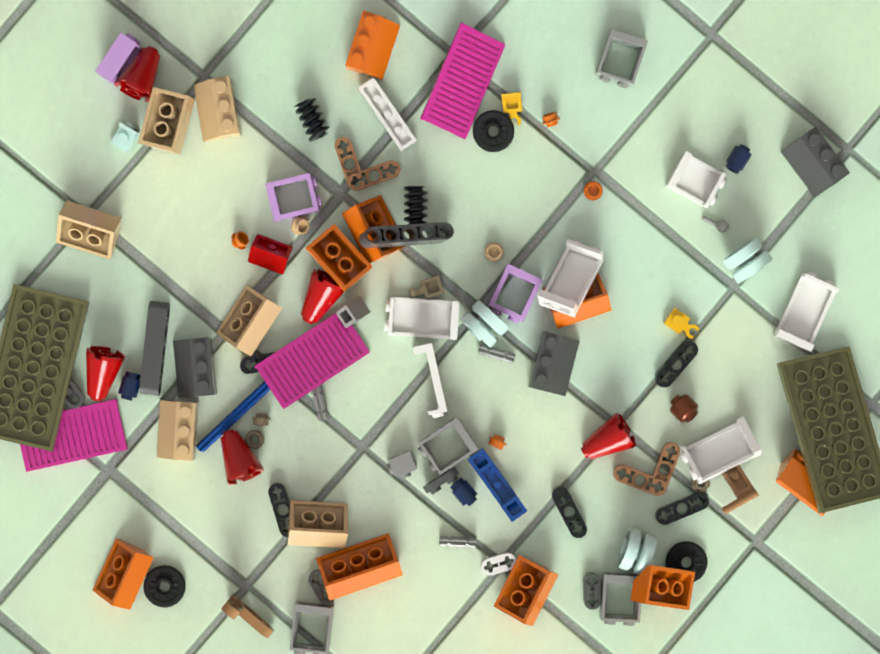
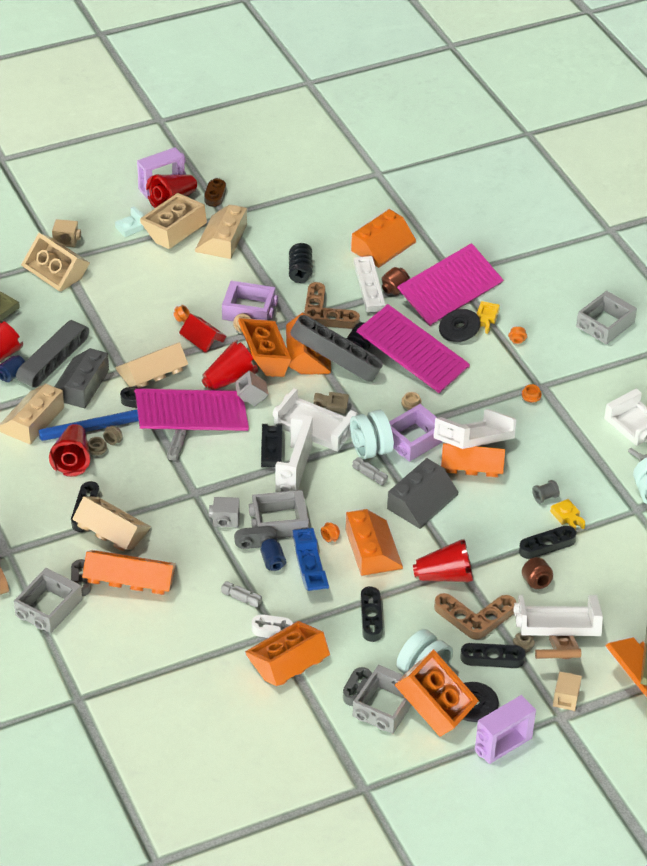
camera: 20 degrees right, 45 degrees down
(74, 183) = (66, 232): none -> tan brick
(179, 48) = (215, 192): none -> reddish brown plate
(400, 366) = (271, 445): none -> black plate
(410, 101) = (393, 279): none -> copper head
(468, 189) = (413, 348): none -> dark pink window
(538, 437) = (371, 542): none -> orange slope
(653, 309) = (545, 491): none -> dark grey bush
(726, 591) = (505, 729): none -> lavender window
(754, 520) = (567, 691): none -> tan brick

